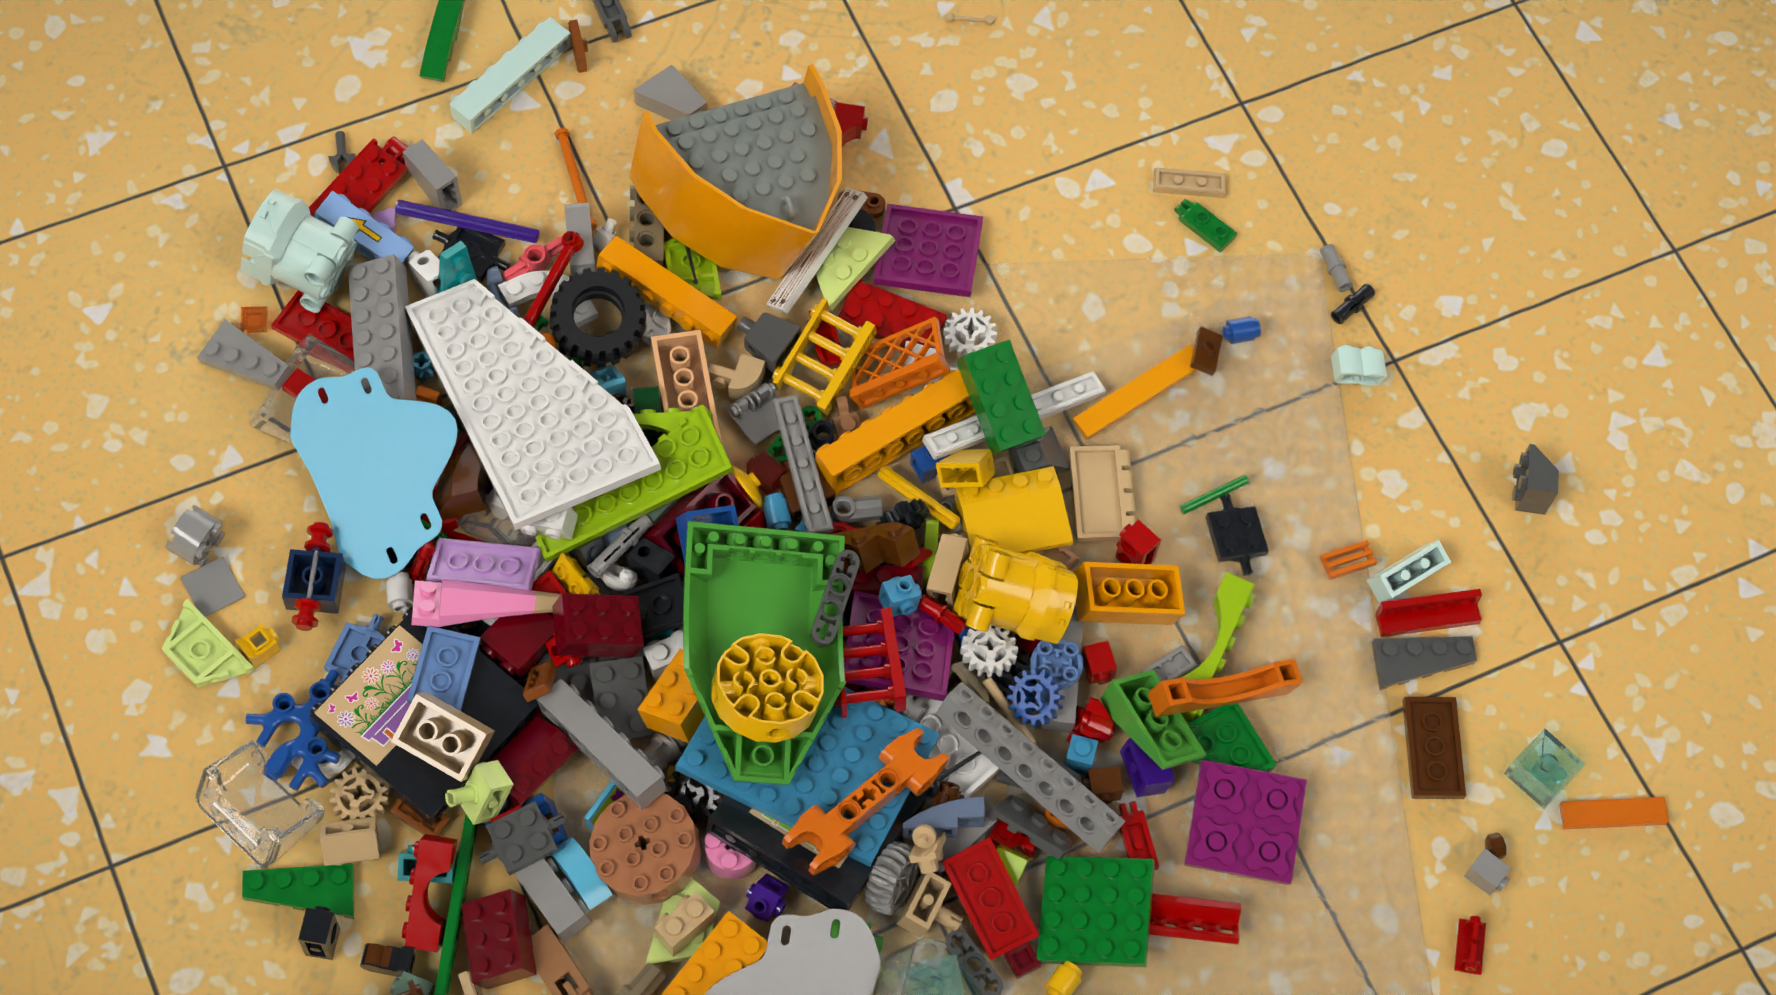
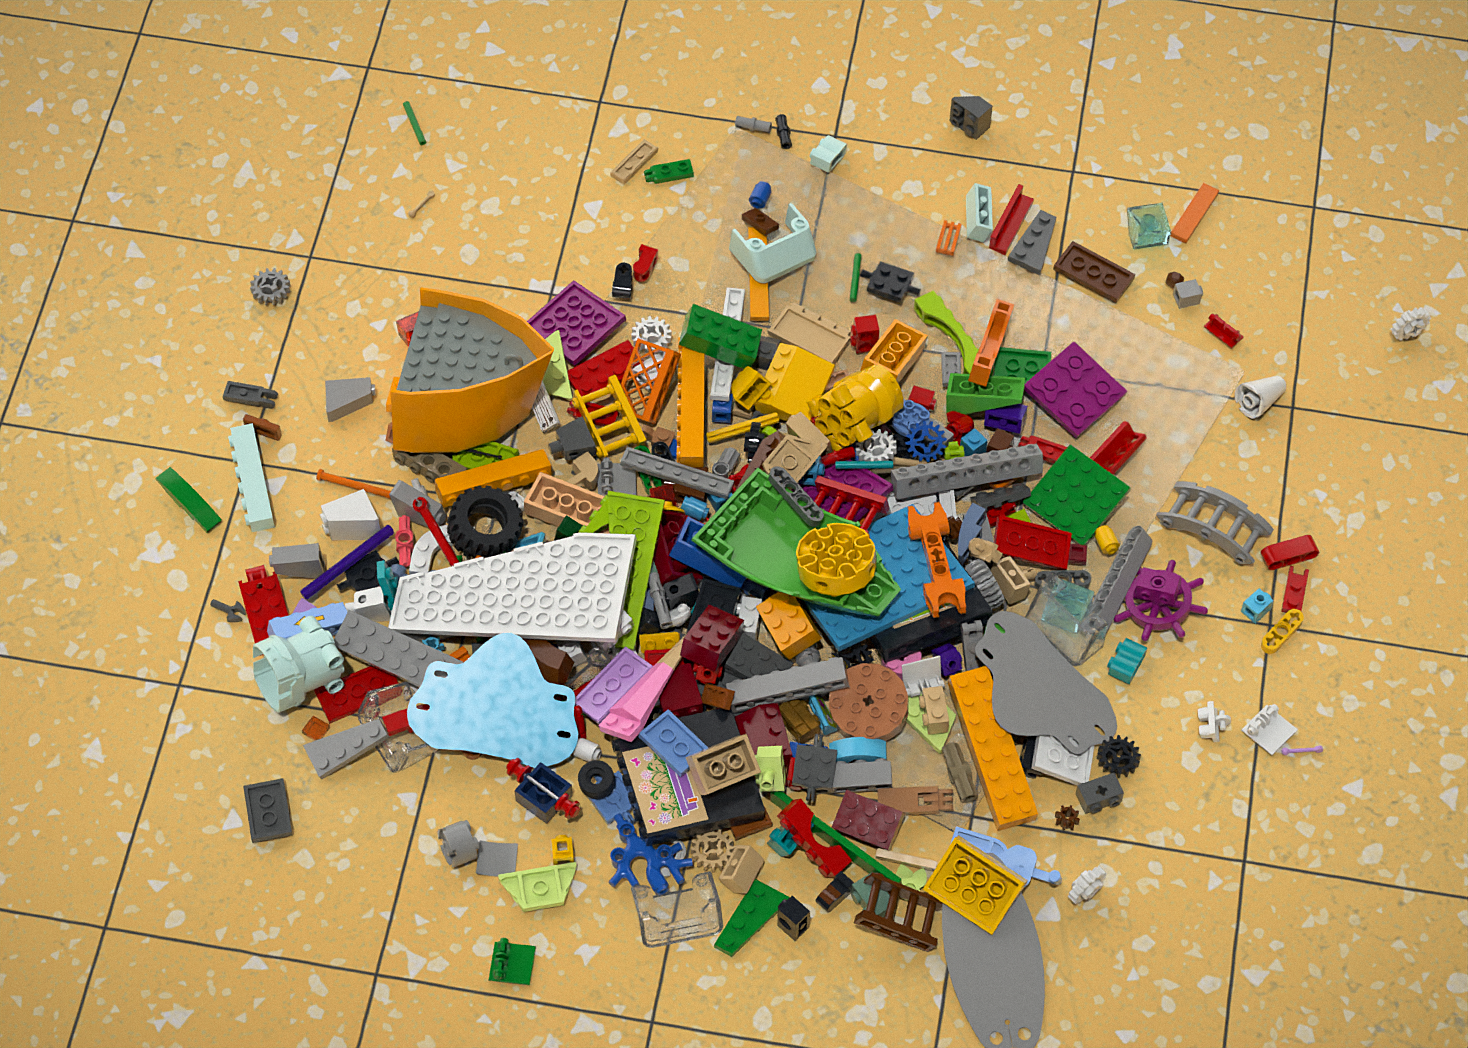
camera: 50 degrees left, 5 degrees down
(93, 679) = (511, 962): none -> green hinge
(126, 335) = (267, 810): none -> dark grey plate
(358, 609) = (593, 768): none -> black tyre
(522, 190) = (350, 517): none -> white slope
(579, 786) = (799, 720): none -> pearl gold brick
(724, 882) = (922, 675): none -> white hinge
(803, 903) = (969, 642): none -> light grey plate
(886, 566) = (794, 455): none -> tan wing
(953, 650) = (863, 464): none -> teal bar
(1016, 264) = (622, 281): none -> black piece
(1053, 740) = (953, 450): none -> lime gear
(1058, 272) = (644, 266): none -> red leg
(1176, 399) = (780, 256): none -> light aqua windscreen

